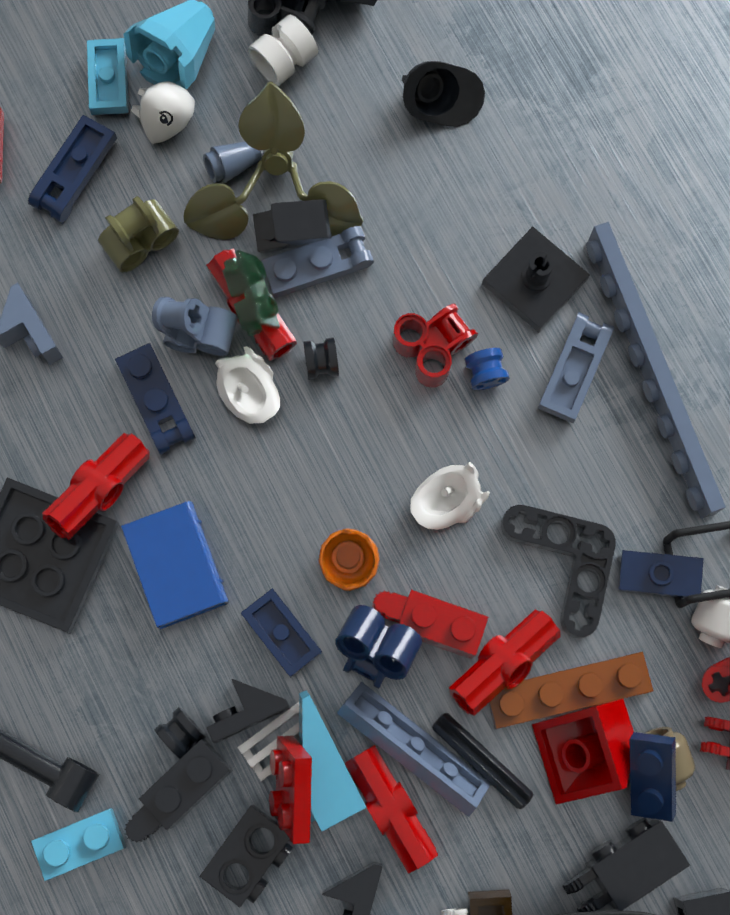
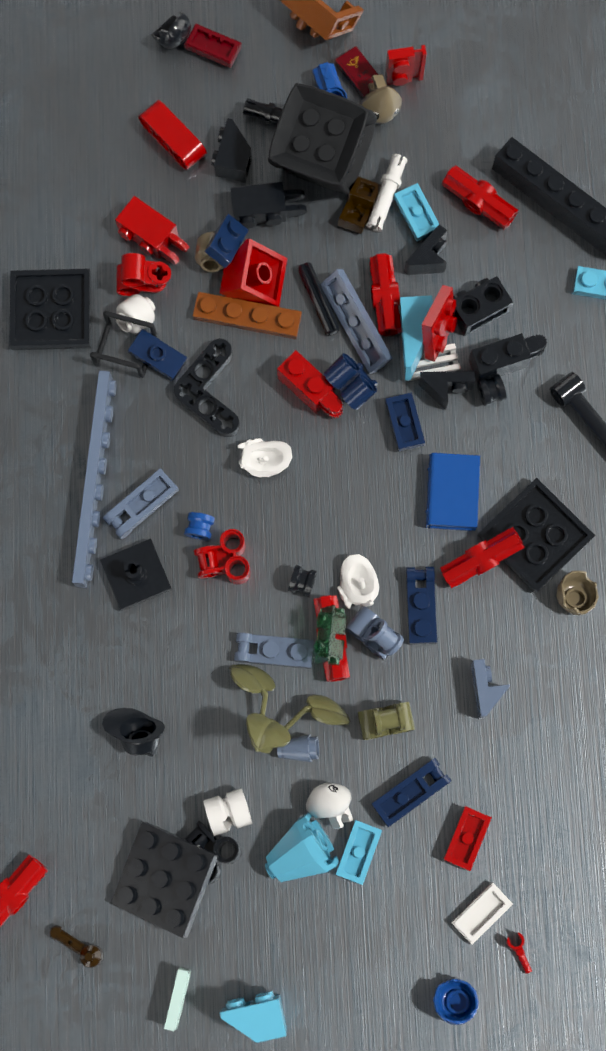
camera: 150 degrees left, 0 degrees up
(78, 844) = (577, 357): medium azure plate -> none
(291, 225) = (281, 676): black slope -> none
(349, 559) = (343, 444): orange hair -> none
(504, 662) = (278, 343): red piece -> none

